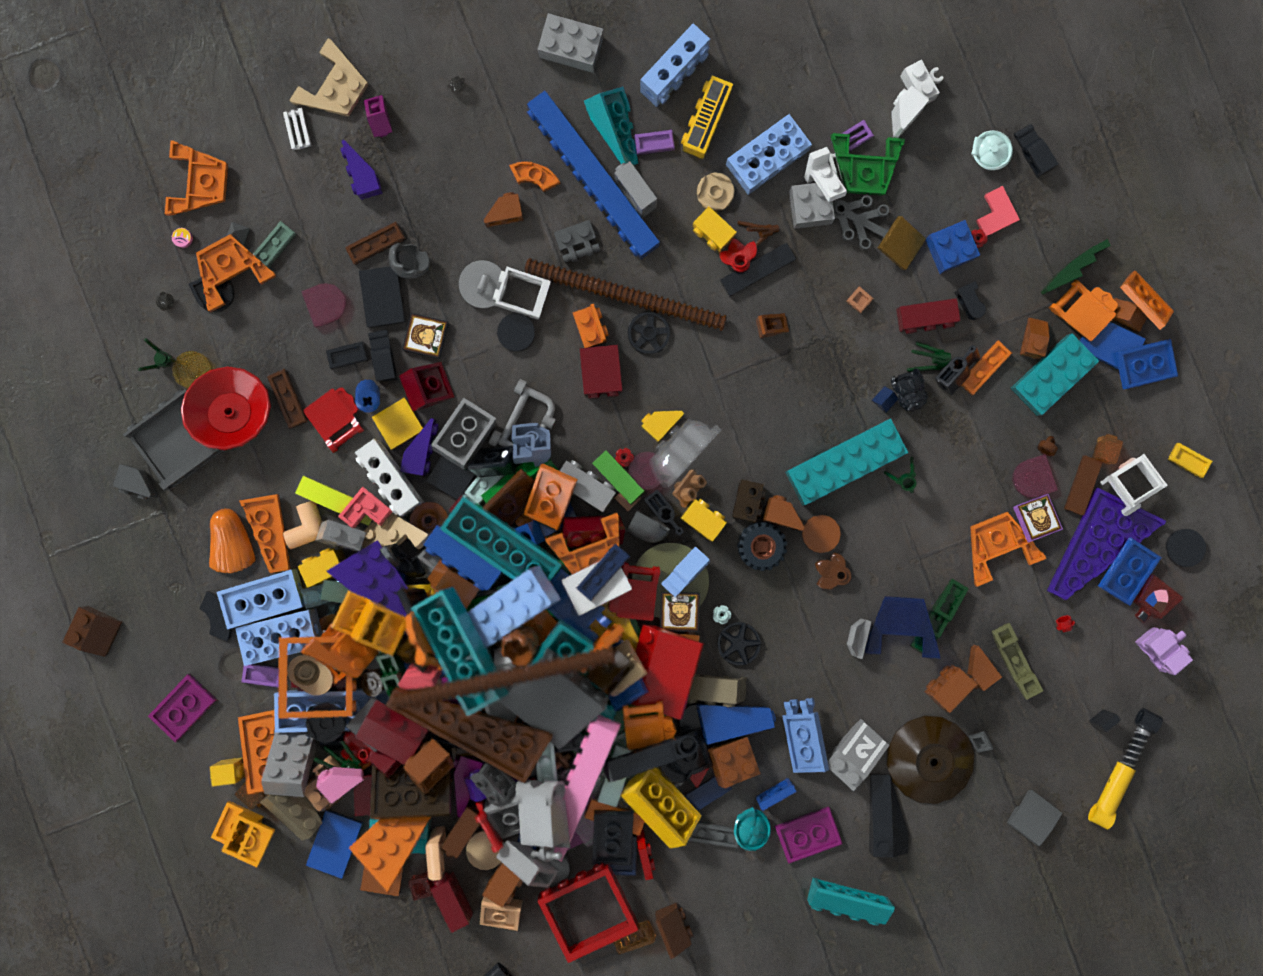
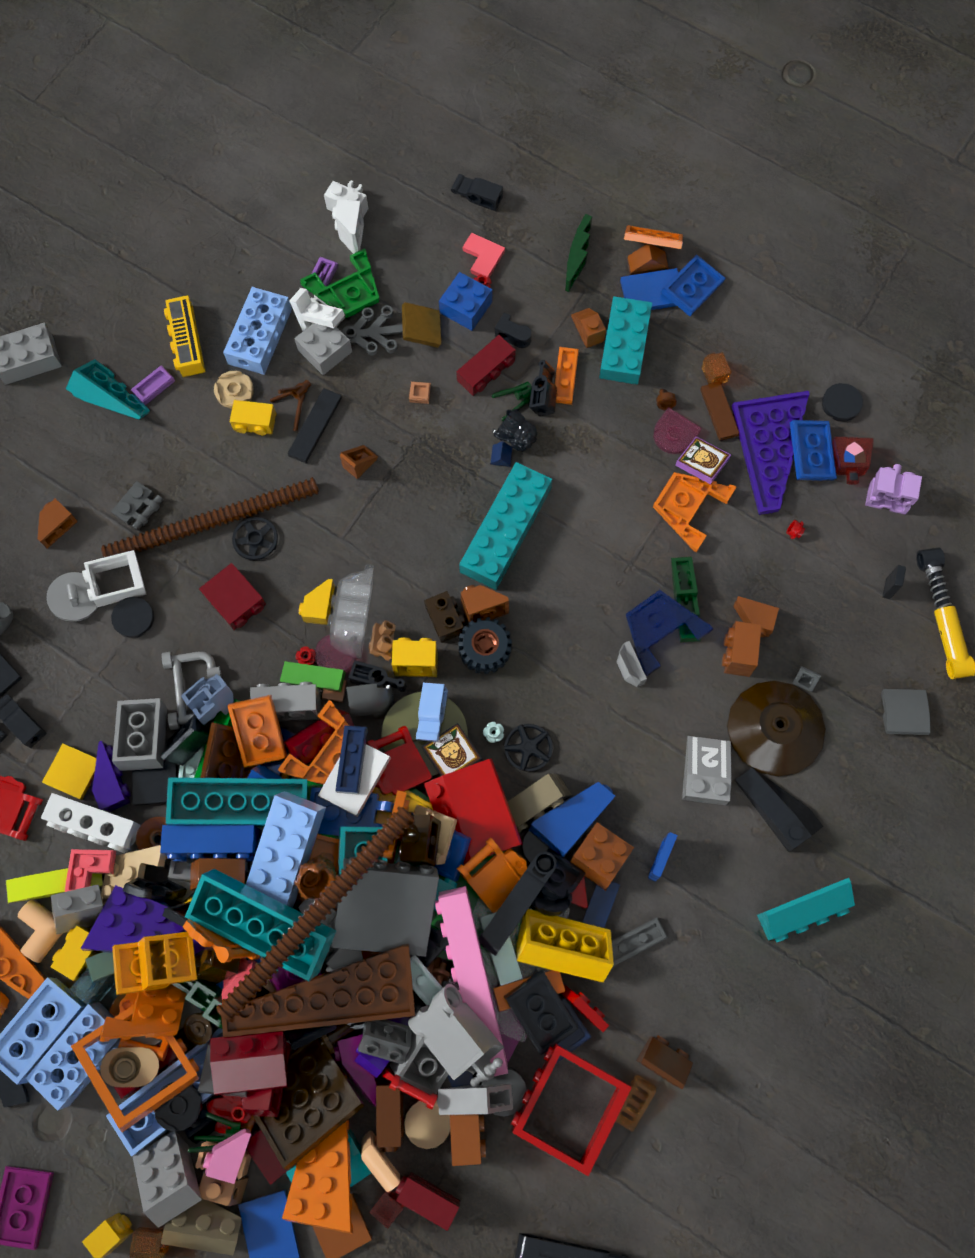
camera: 35 degrees left, 15 degrees down
(256, 740) = (117, 1181): orange wing -> none
(261, 675) = (83, 1112): medium lavender tile -> none
(367, 396) = (30, 769): blue piece -> none
(425, 336) = (48, 676): tile -> none
(426, 386) = (76, 718): dark red slope -> none
(428, 765) = (308, 1069): dark orange brick -> none
(505, 917) = (487, 1179): light nougat slope -> none
(534, 173) = (62, 476): orange tile -> none
(590, 327) = (196, 565): orange bracket -> none
(593, 175) = (115, 443): blue brick -> none
(635, 189) = (160, 428): light grey window -> none
(675, 65) = (127, 312): light blue brick -> none
(739, 253) = (289, 424): red plate -> none
(752, 829) = (666, 907): teal piece -> none
(804, 737) = (649, 786): medium blue tile -> none
(808, 835) = (722, 877): magenta tile -> none
(821, 533) = (530, 601): dark orange tile -> none
(829, 571) = (562, 627): reddish brown plate -> none
(907, 480) = (568, 501): dark green plant -> none
(992, 150) = (442, 212): light aqua piece -> none
(1015, 661) = (779, 589): olive slope -> none
(1089, 313) = (616, 277): orange piece -> none
(1148, 471) = (763, 362): white piece -> none
(1189, 460) = (788, 334): yellow tile -> none

